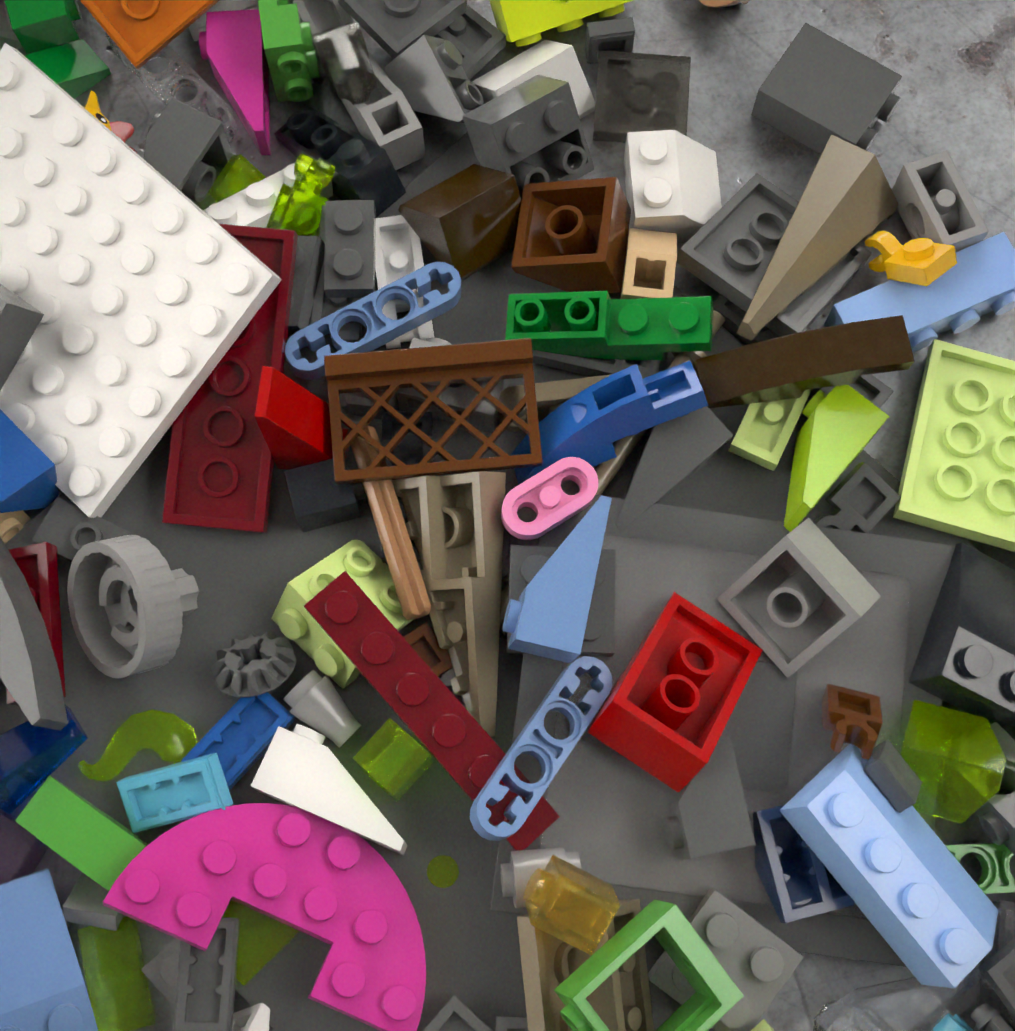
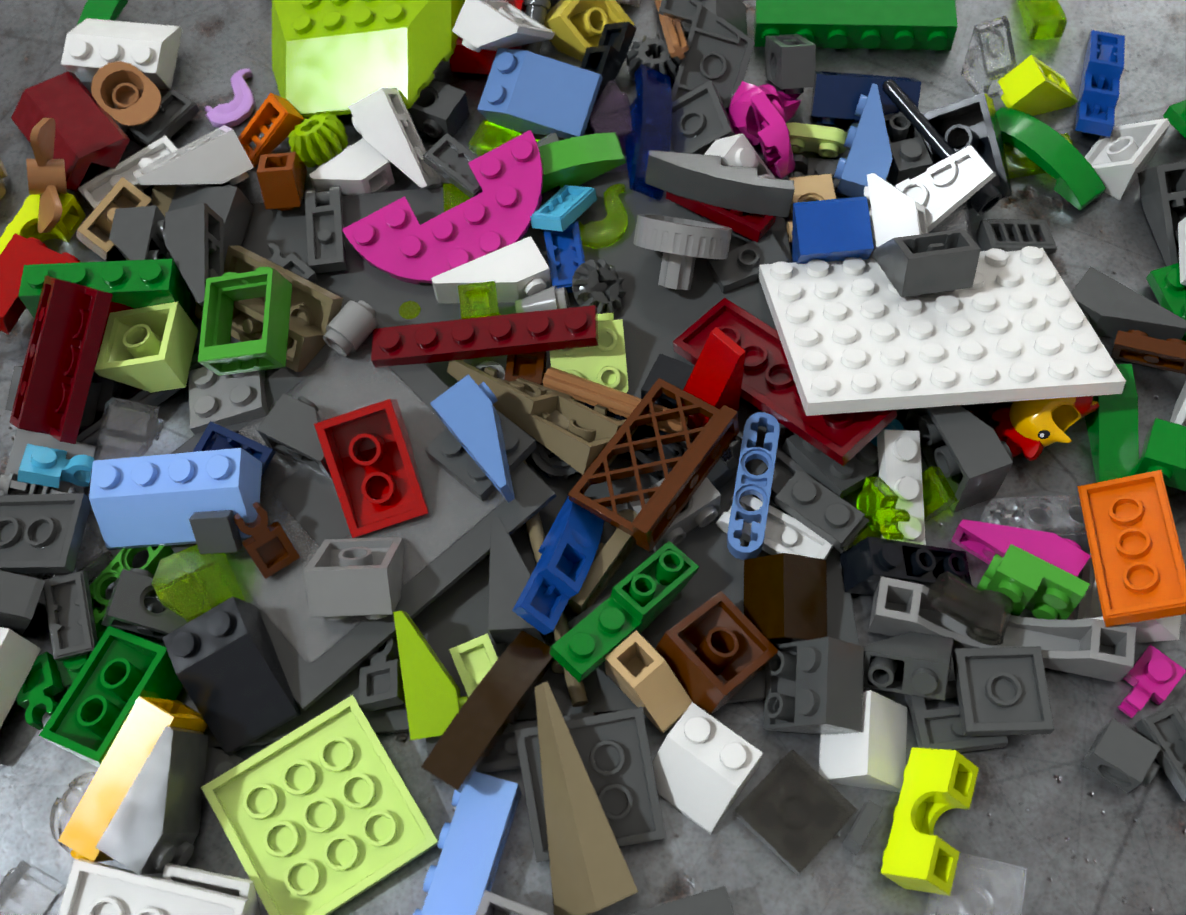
camera: 135 degrees right, 10 degrees down
(538, 743) = (404, 371): medium blue beam -> none
(547, 498) = (542, 483): bright pink plate -> none
(570, 904) = (318, 312): clear yellow brick -> none
(914, 262) = (494, 864): yellow plate -> none

